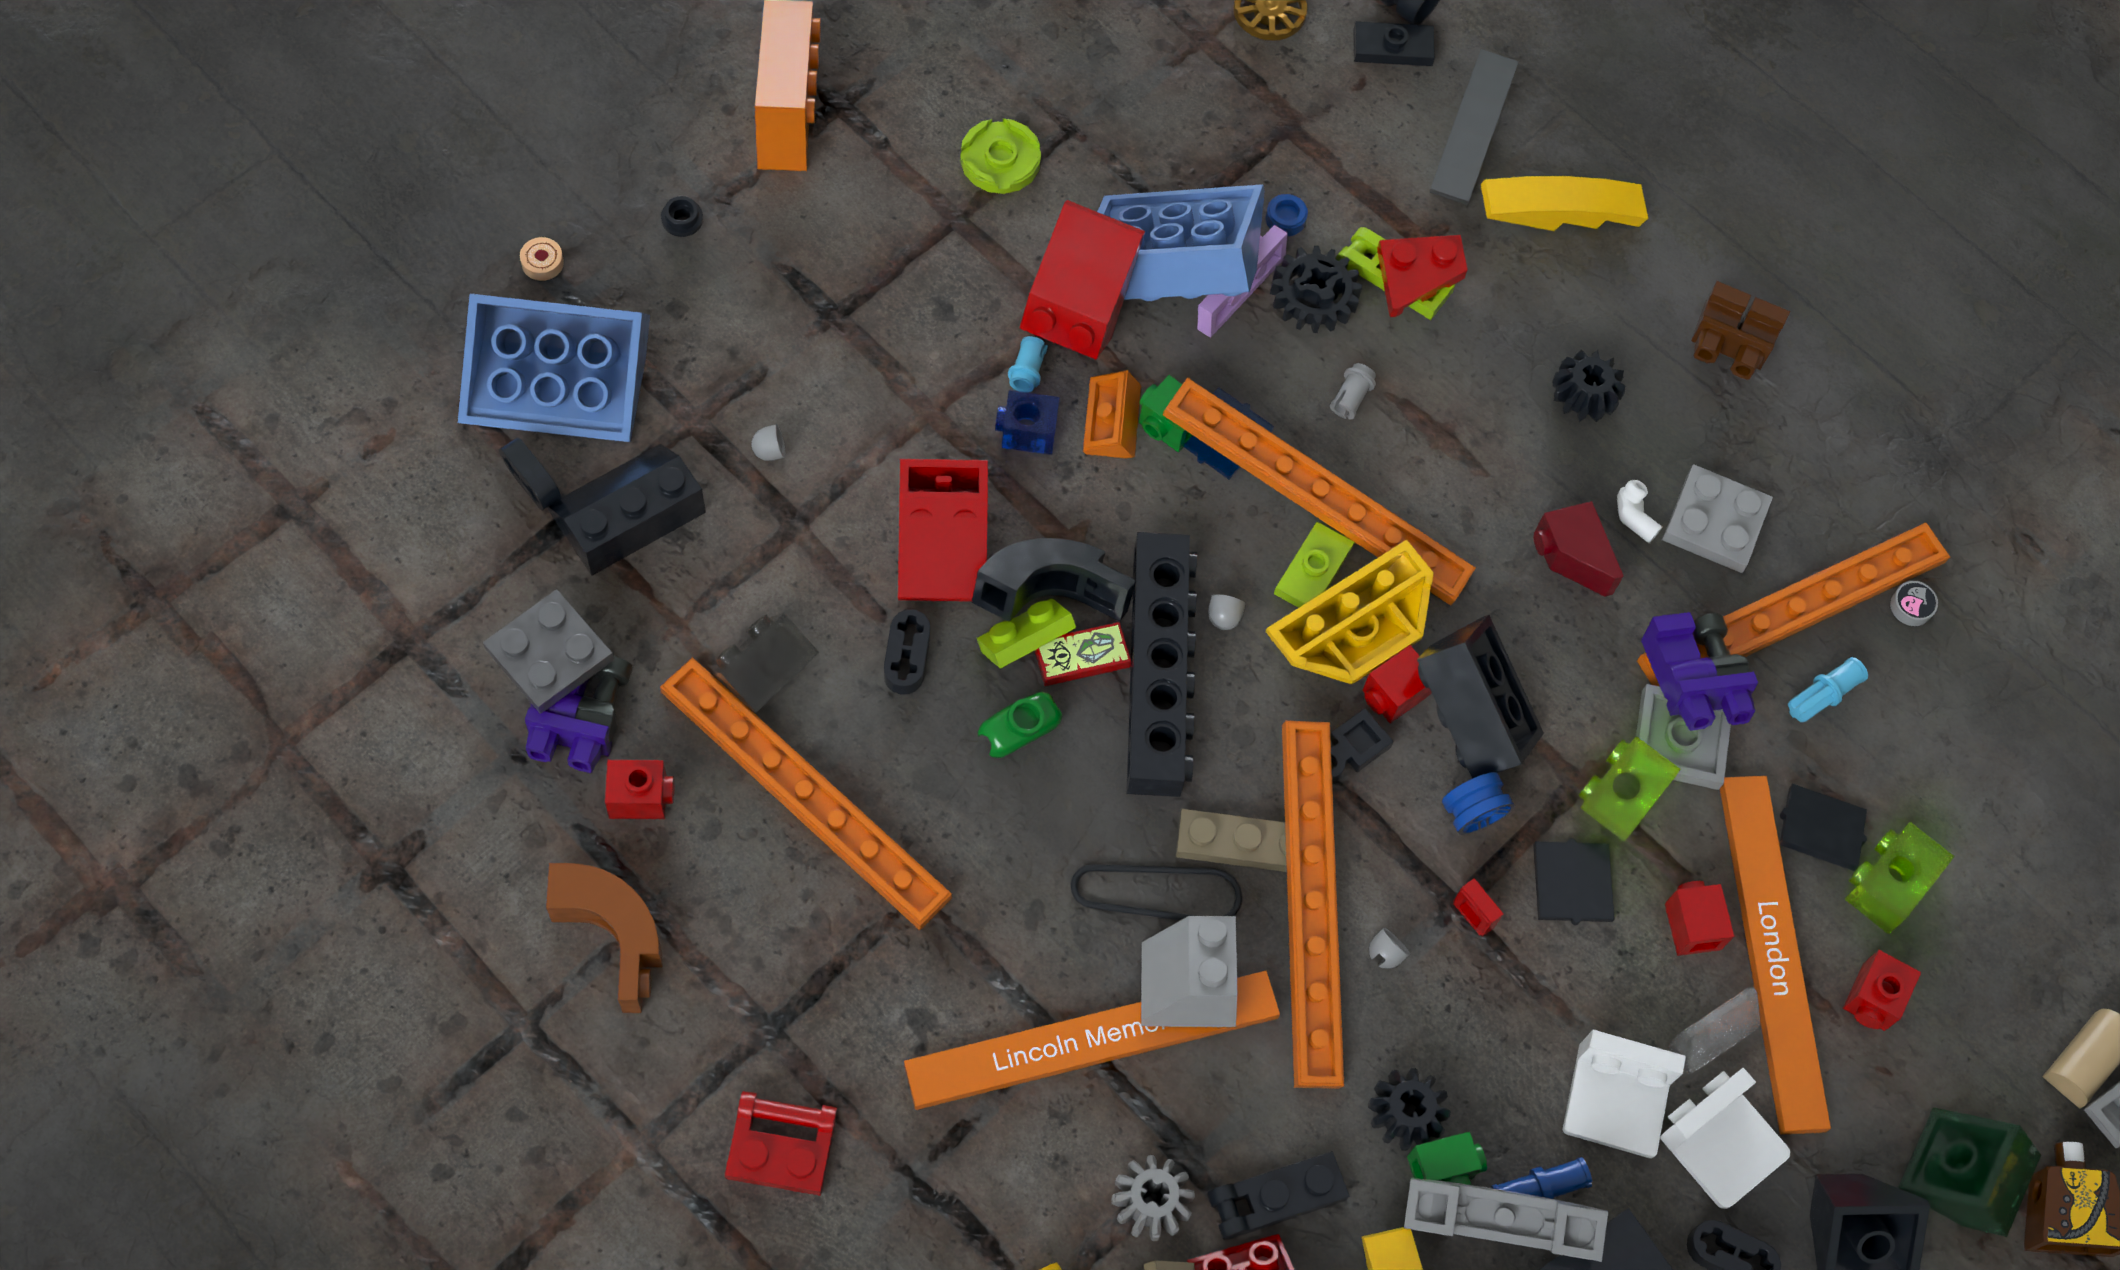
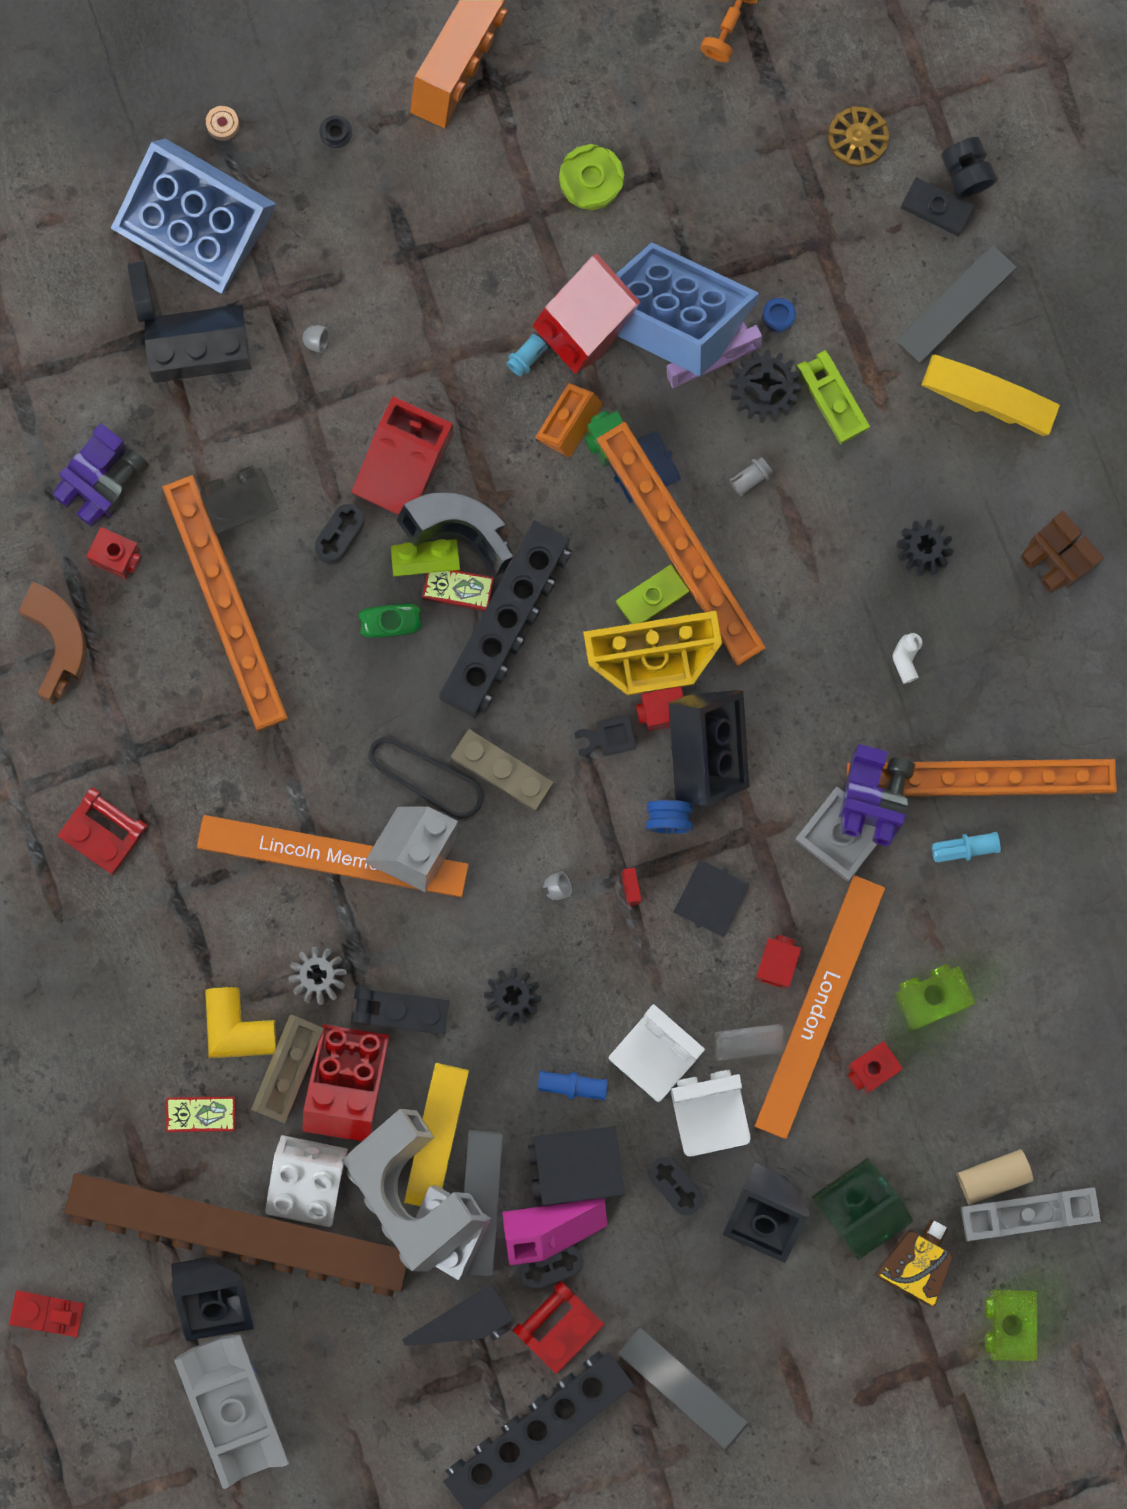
camera: 30 degrees right, 15 degrees up
(548, 651) = (94, 433): flat silver plate -> none
(1035, 407) = (509, 414): clear blue brick -> none
(1225, 611) = (571, 603): light grey hinge -> none
(1312, 906) = (520, 832): orange tile -> none
(1419, 268) = (847, 404): red wing -> none
(1448, 1159) = (518, 1043): green brick -> none
(1506, 1218) = (529, 1092): light grey slope -> none
(1578, 548) = (845, 664): dark red slope -> none
(1653, 774) = (796, 848): clear neon green brick -> none
(1717, 518) = (964, 687): light grey plate -> none
(1823, 827) = (904, 940): black piece -> none
(1914, 603) = (1070, 813): tile -> none

